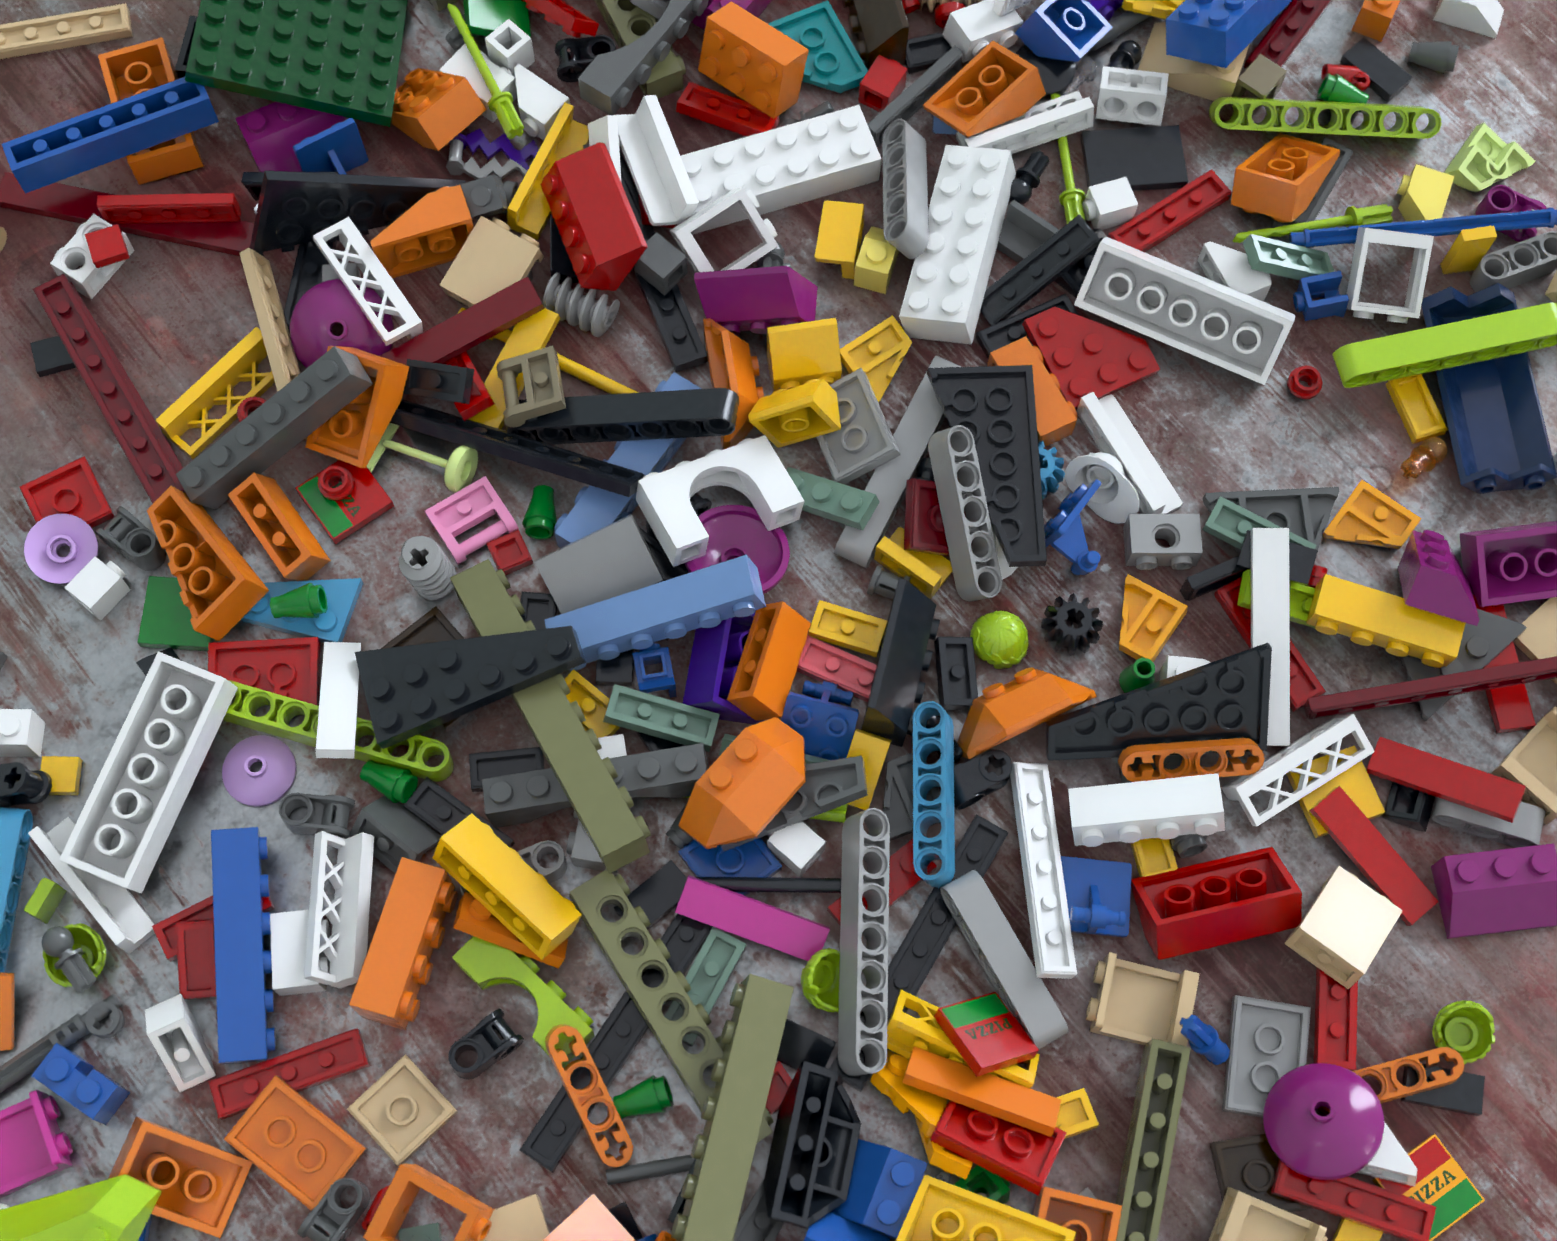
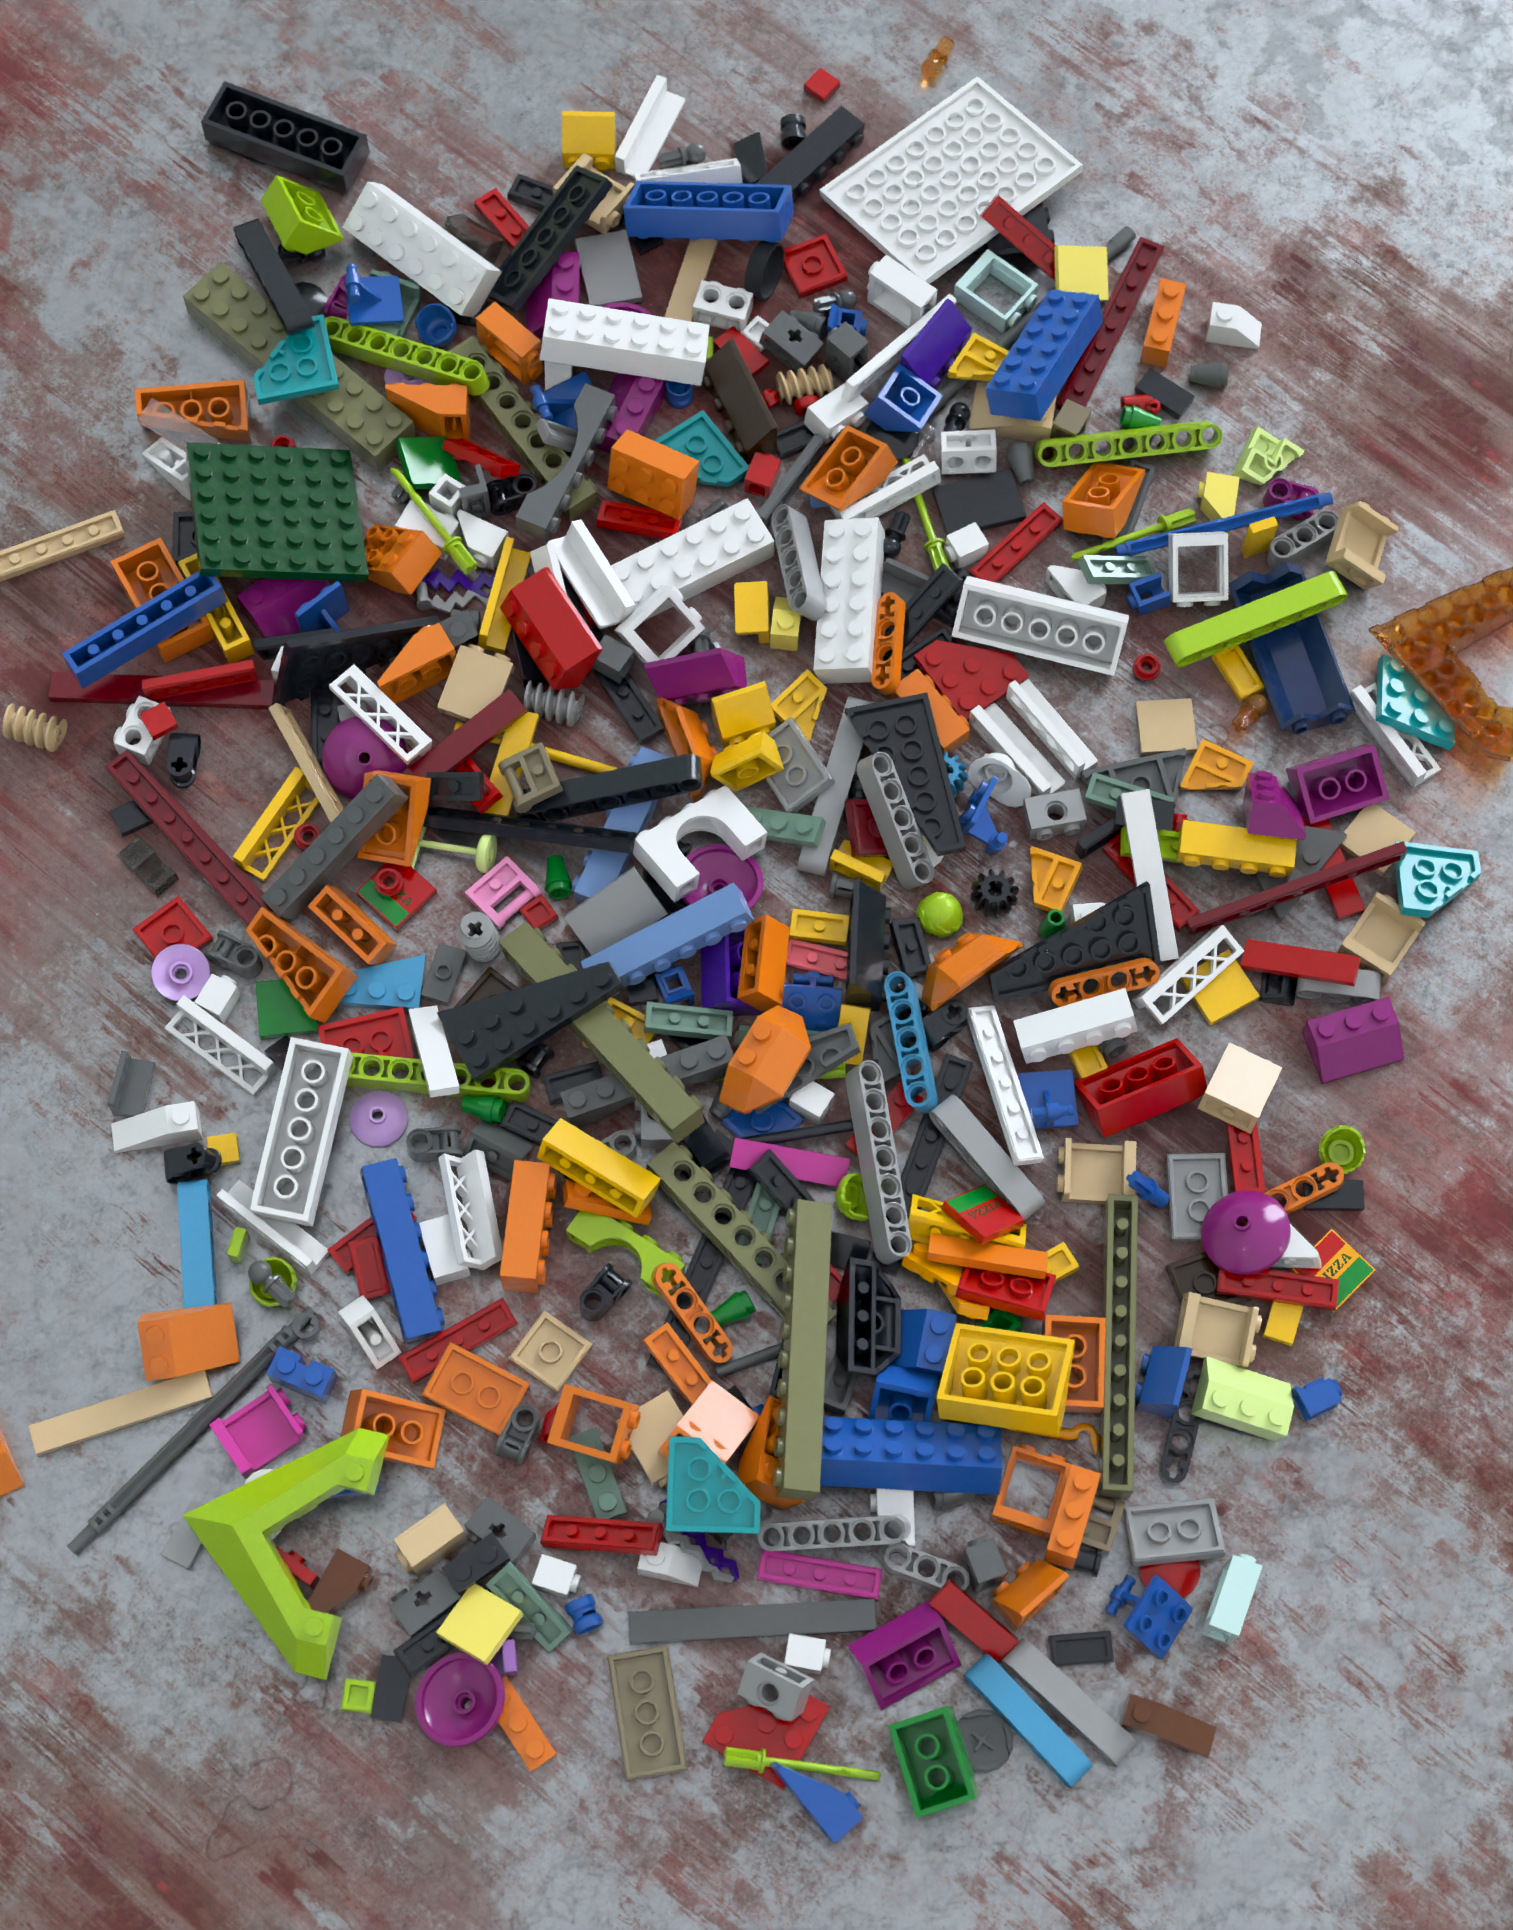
camera: 10 degrees left, 0 degrees up
(58, 416) = (147, 866): none -> clear smoke slope
(93, 635) = (225, 1036): none -> white fence
(130, 296) = (183, 758): none -> black piece
(216, 148) = (223, 621): none -> yellow brick
(302, 602) = (385, 981): green cone -> none
(378, 606) = (444, 974): none -> dark grey plate
(466, 731) = (536, 1060): none -> black bush
(539, 53) = (475, 497): none -> dark grey panel
(557, 1159) = (677, 1362): none -> orange plate
(652, 877) = (706, 1146): none -> black tile
(734, 943) = (778, 1181): none -> black tile
(989, 300) = (885, 643): none -> orange beam
(1175, 435) = (1050, 728): none -> white fence
(1192, 117) = (1021, 461): none -> dark grey cone
(1317, 457) = (1165, 726): none -> tan tile
(1373, 855) = (1255, 1030): red tile -> none

